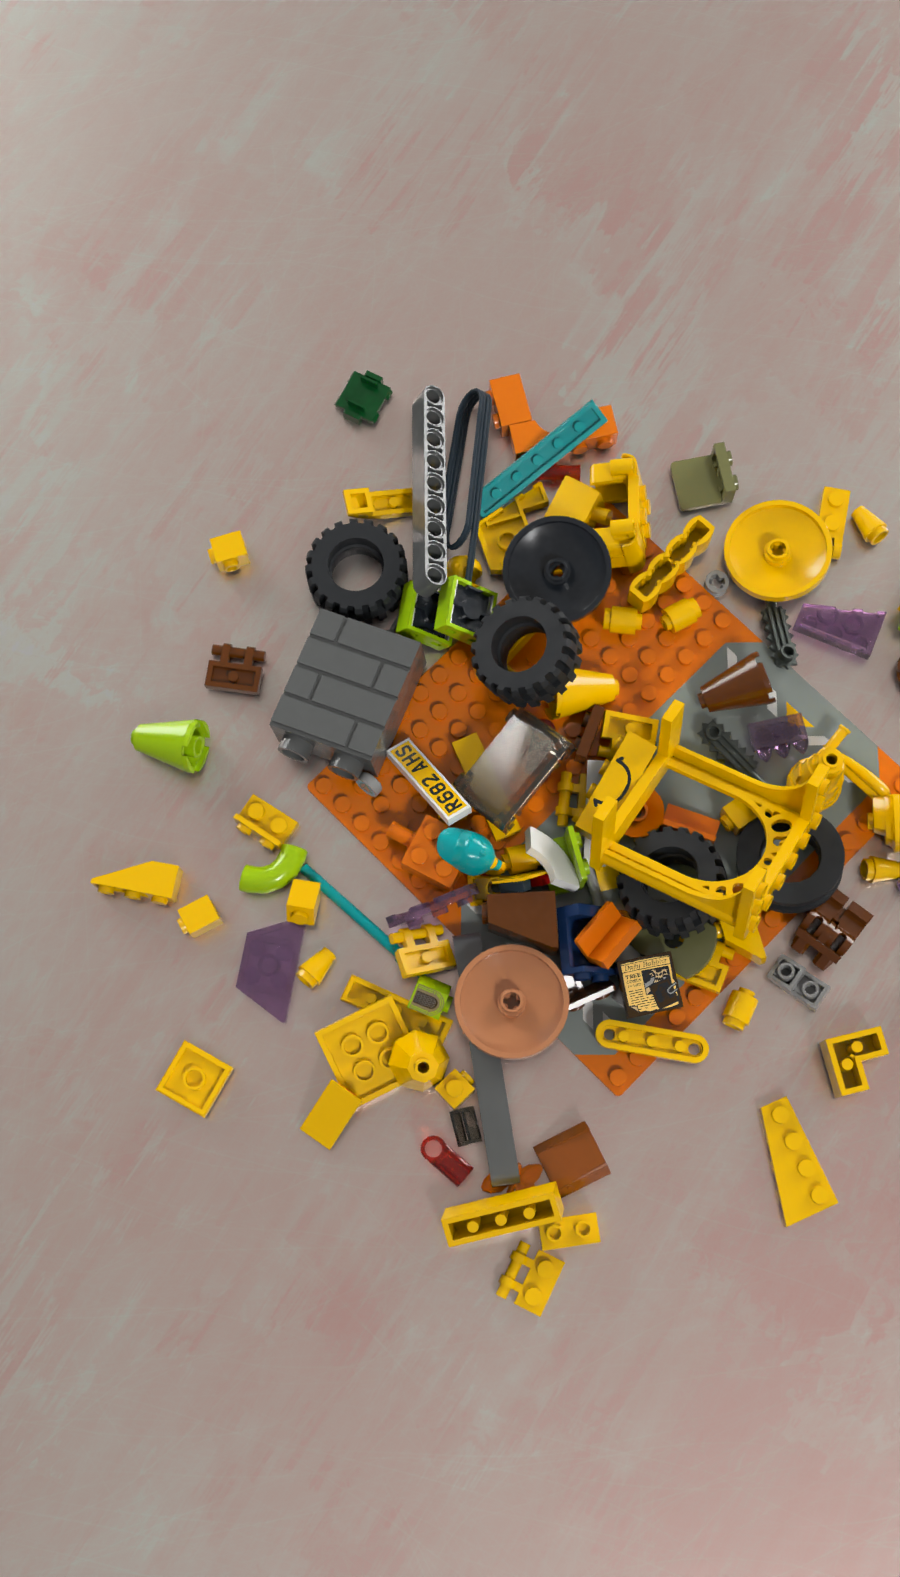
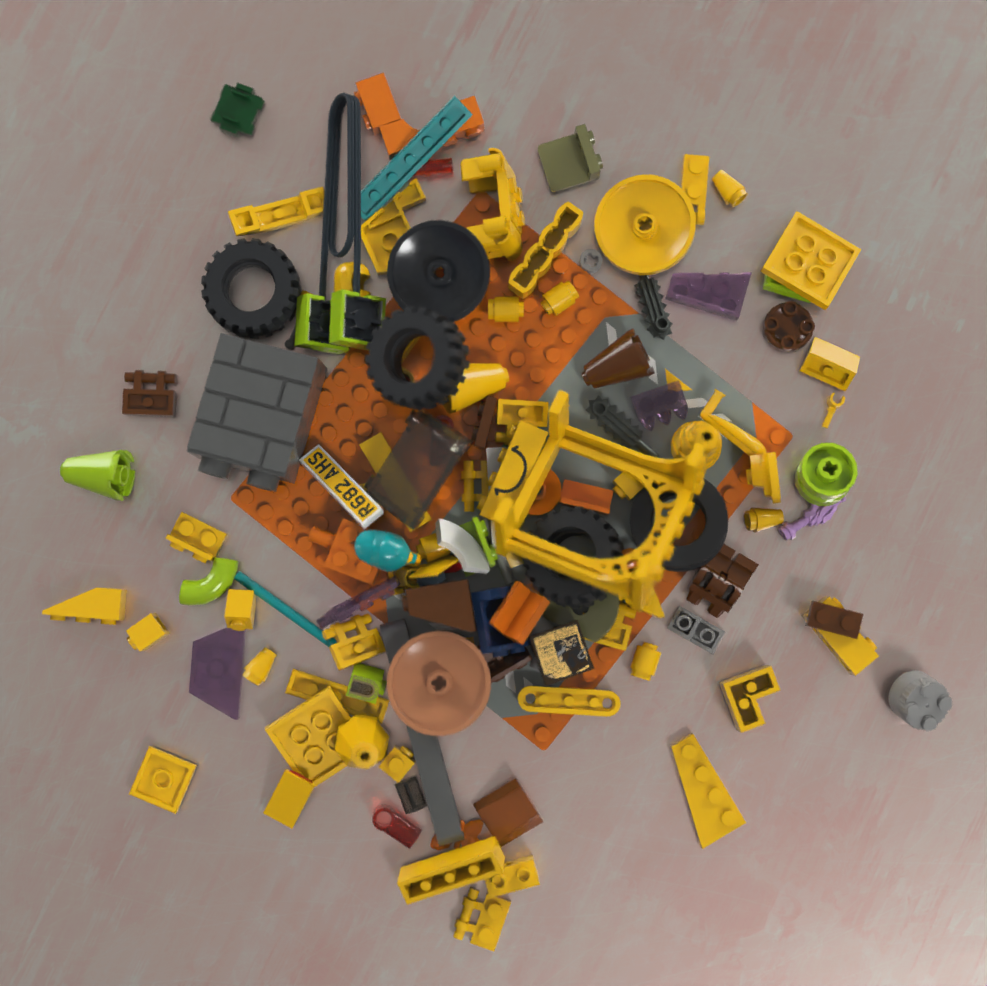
camera: 10 degrees left, 10 degrees up
(228, 551) = (127, 280): yellow brick -> none
(369, 784) = (287, 492): light grey tile -> none
(429, 492) = (306, 162): dark grey beam -> none
(579, 502) = (453, 201): yellow torso -> none

